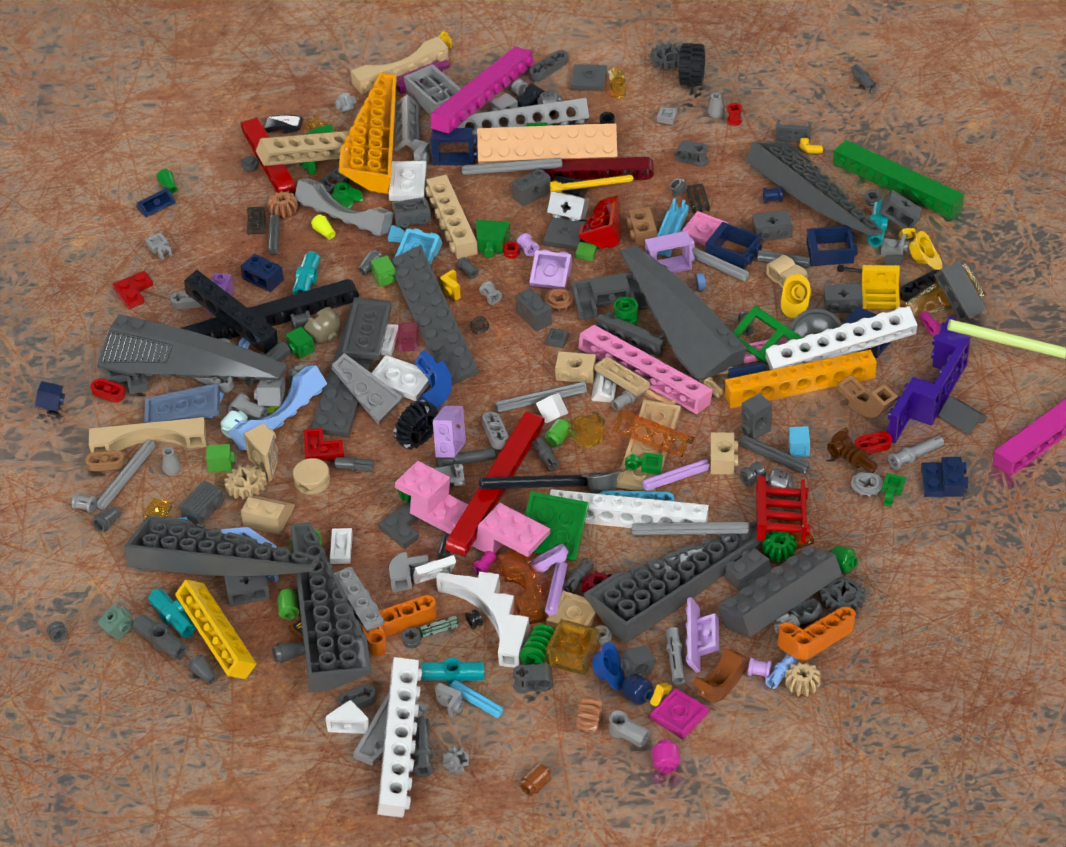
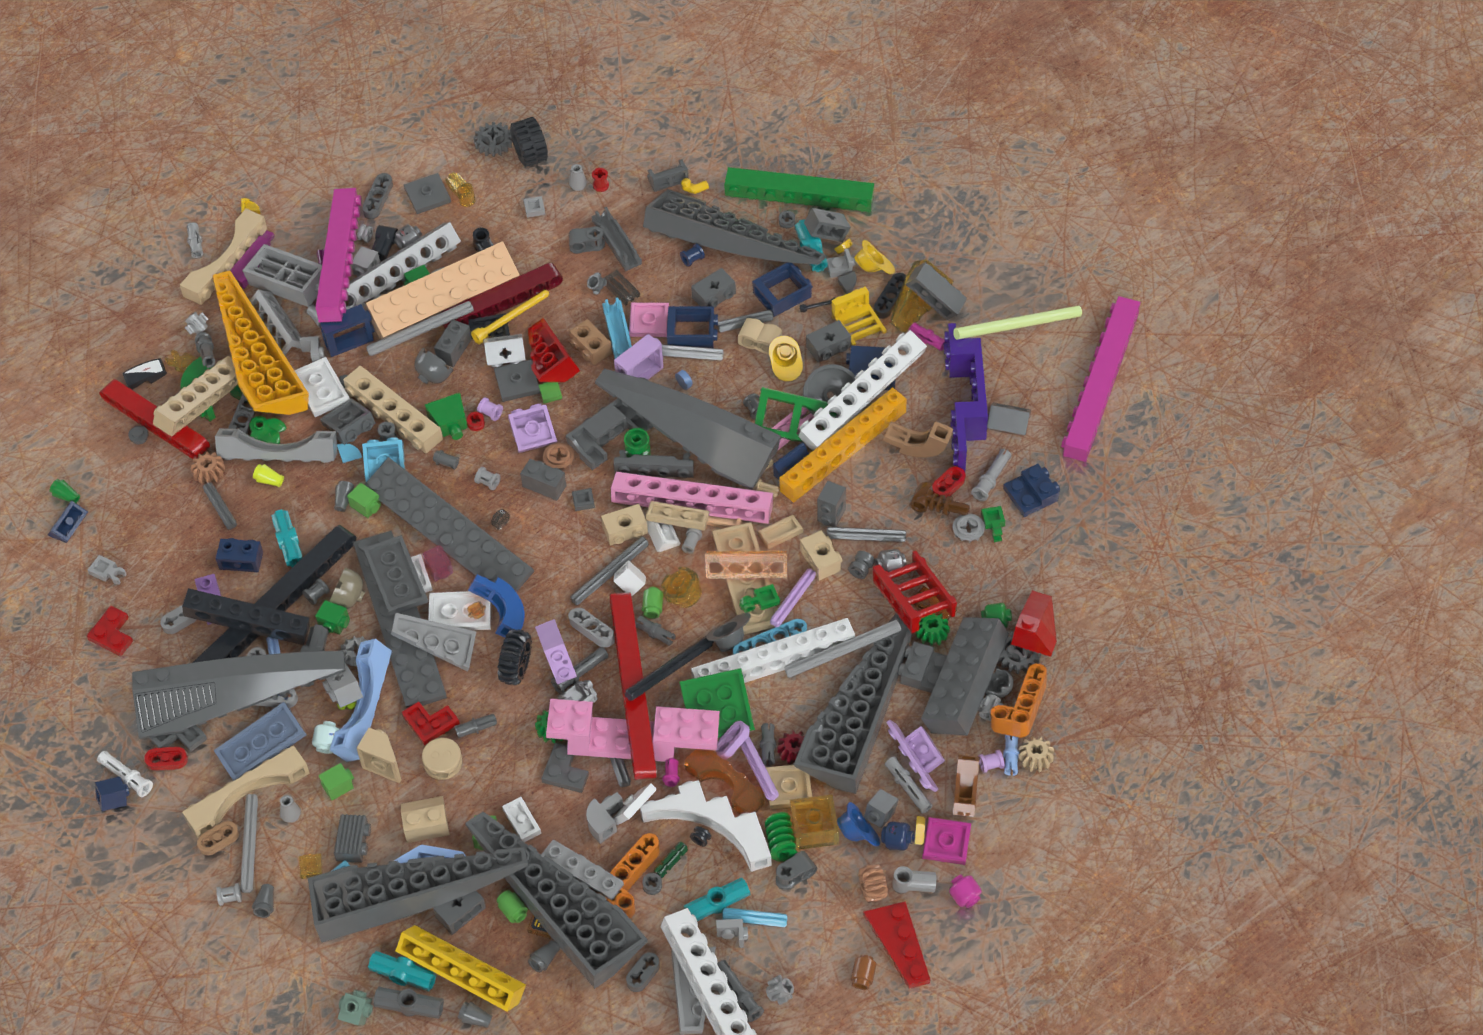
camera: 30 degrees left, 10 degrees up
(72, 392) = (129, 777): none -> white pin
(245, 481) = (382, 795): tan gear -> none
(251, 409) = (320, 712): light grey piece -> none
(256, 220) = (191, 498): clear smoke bracket -> none
(338, 120) = (205, 347): none -> dark grey pin
(347, 719) = (651, 998): white slope -> none
(384, 53) = (194, 240): none -> light grey pin
(411, 379) = (476, 610): none -> clear orange plate
(435, 227) = (386, 430): none -> dark grey bush
(450, 286) = (443, 489): yellow bracket -> none
(500, 197) = (431, 367): none -> dark grey cylinder
(585, 769) = (897, 934): none -> red wing
(606, 633) = (828, 790): light grey plate -> none
(703, 424) = (780, 531): none -> tan tile
(717, 162) = (617, 240): none -> dark grey piece
(799, 441) = (882, 511): medium azure brick -> none
(863, 77) = (697, 89): dark grey axle -> none
(869, 576) = (1036, 625): none -> red wedge

